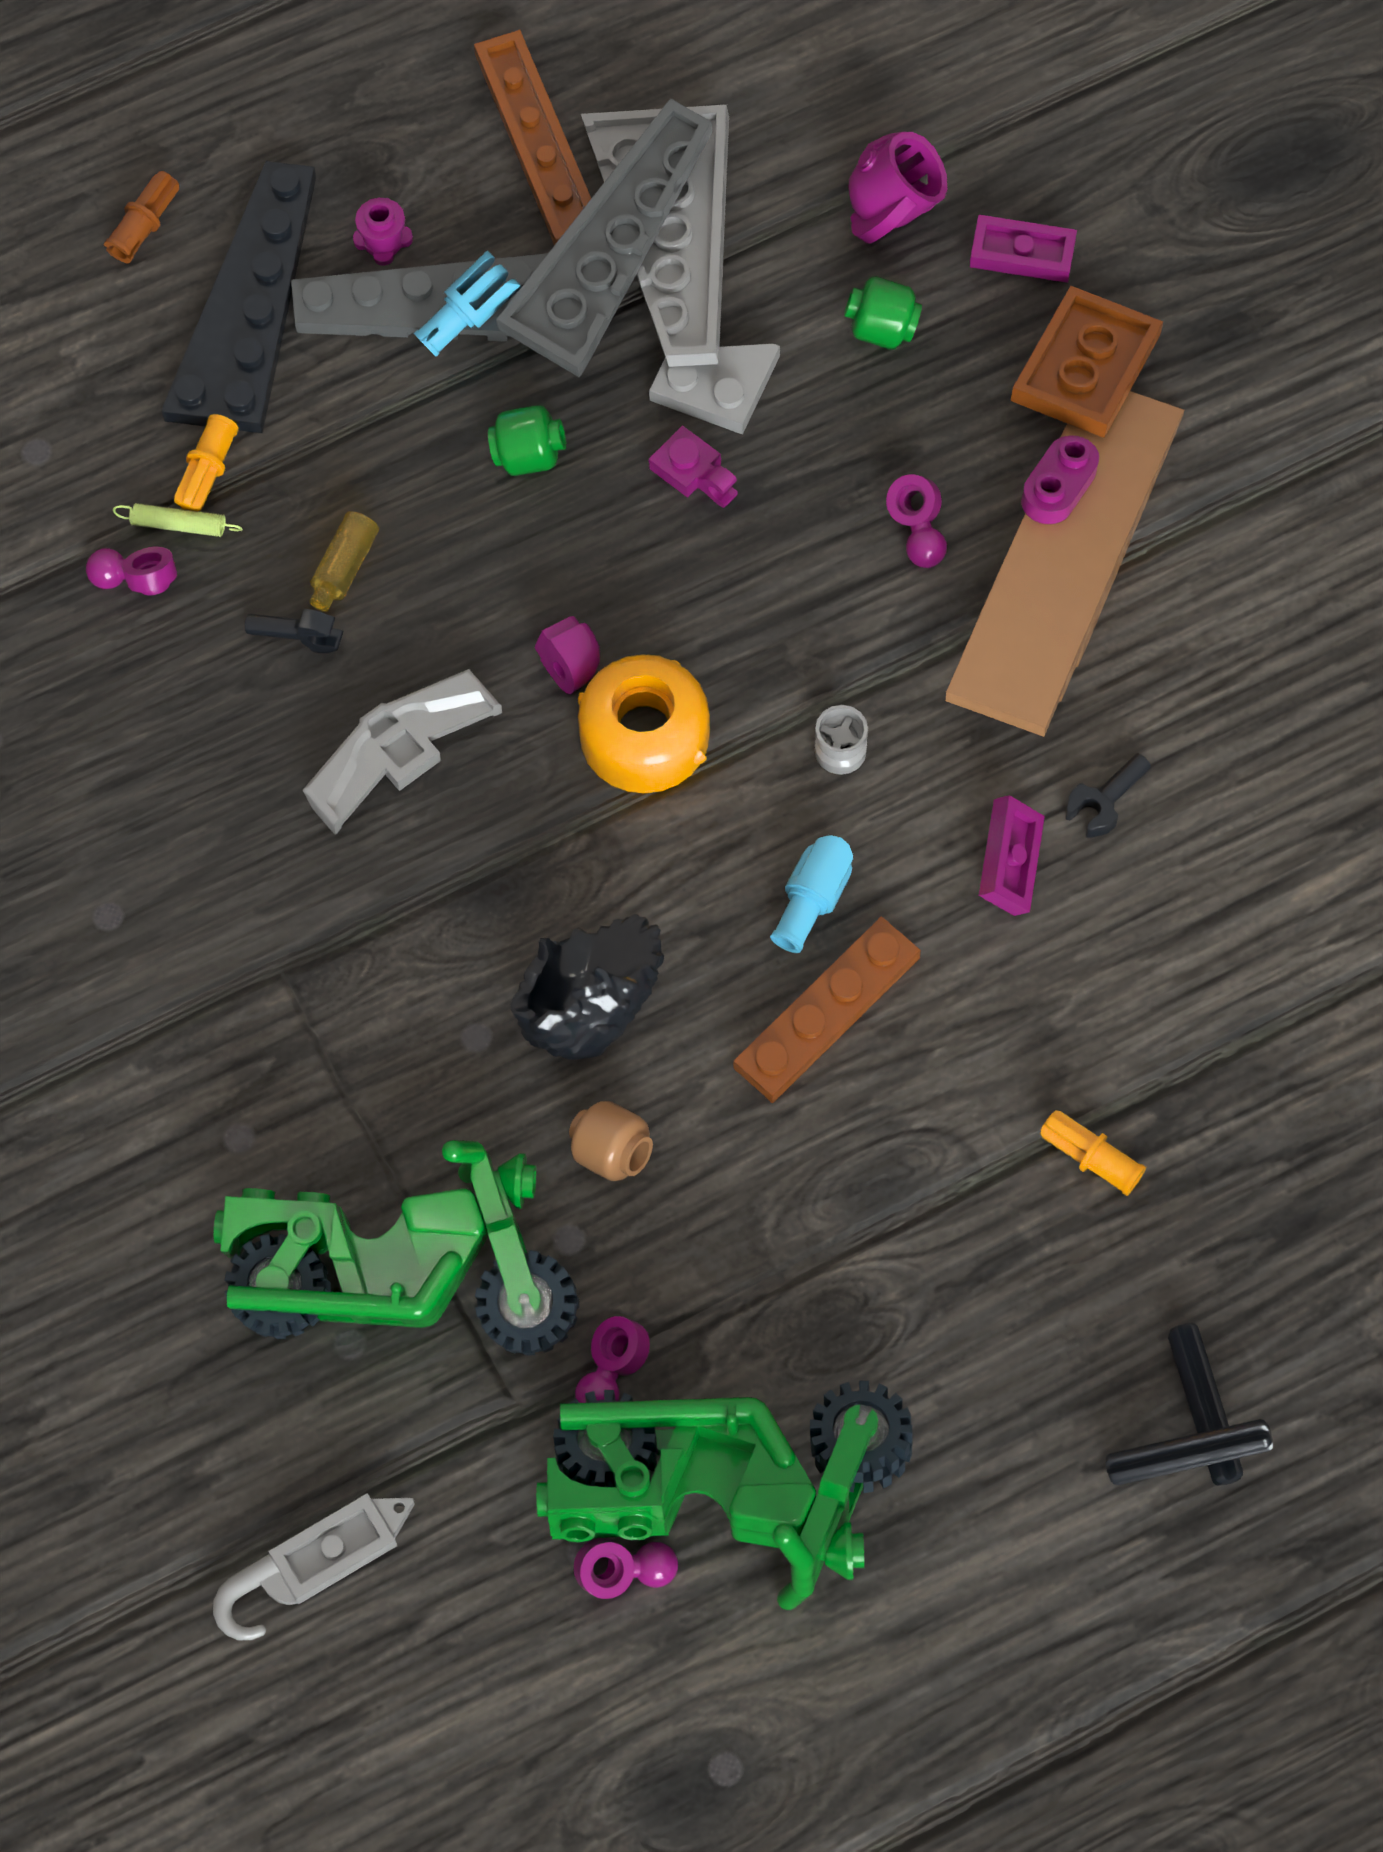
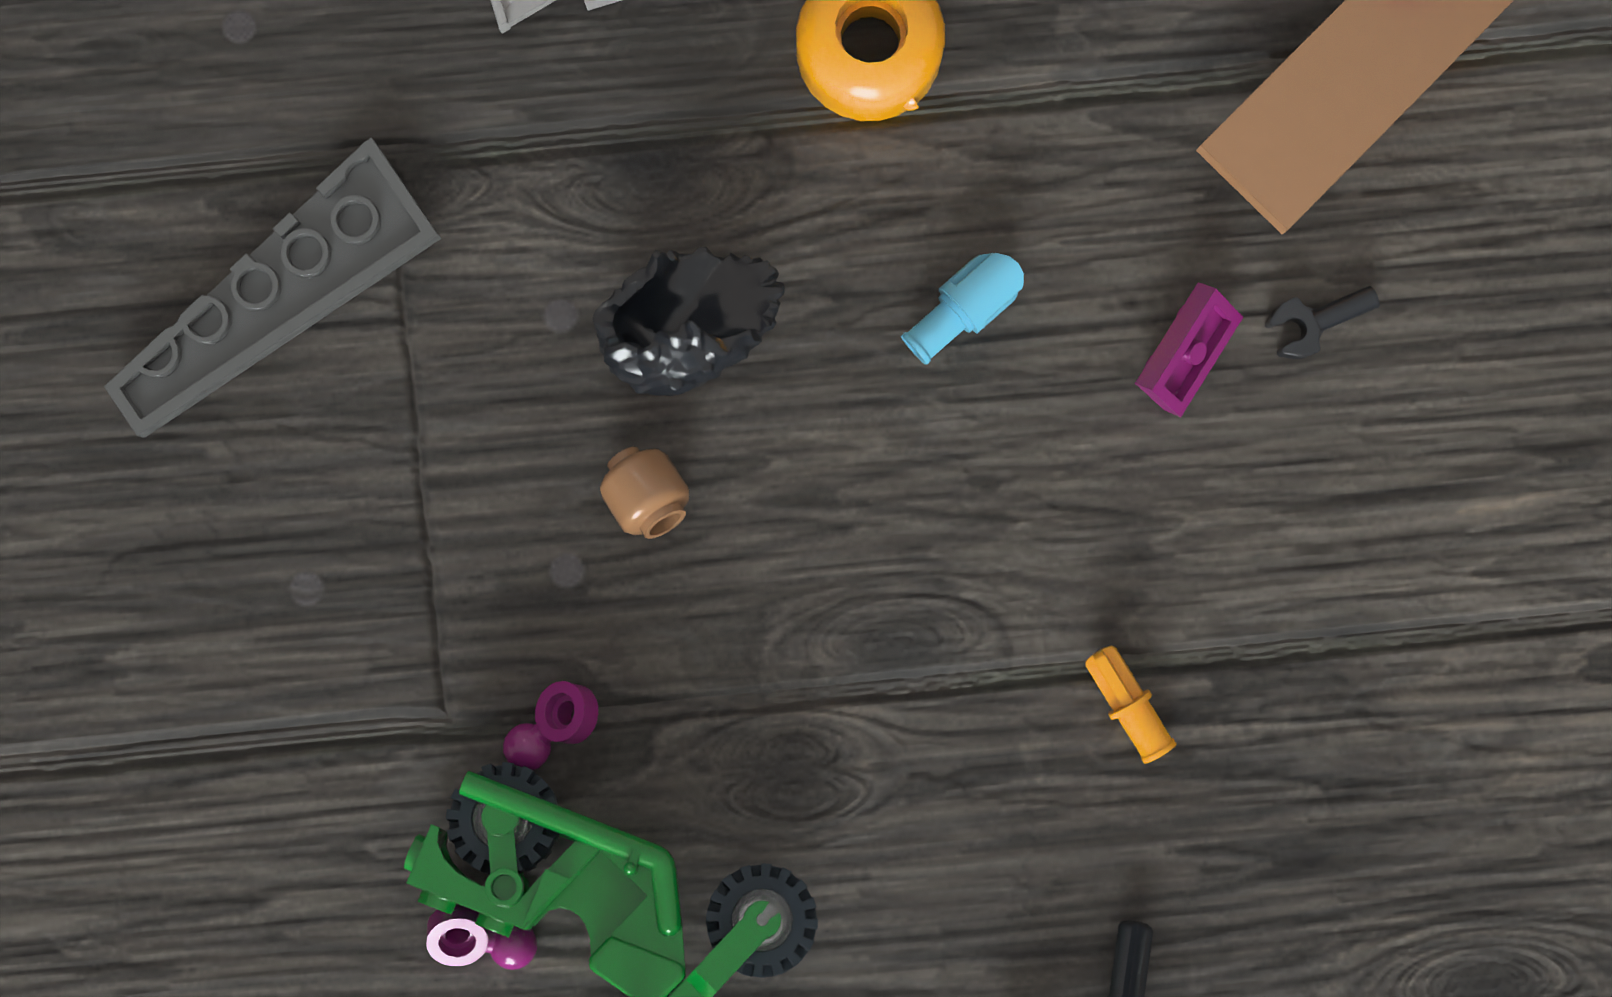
camera: 20 degrees right, 20 degrees up
(250, 1072) = (313, 263): none -> dark grey wing
(314, 1558) = (179, 804): light grey plate -> none
(407, 1271) = (375, 555): green piece -> none
(826, 1009) = (928, 435): dark orange plate -> none
(841, 727) = (1075, 136): light grey wheel -> none

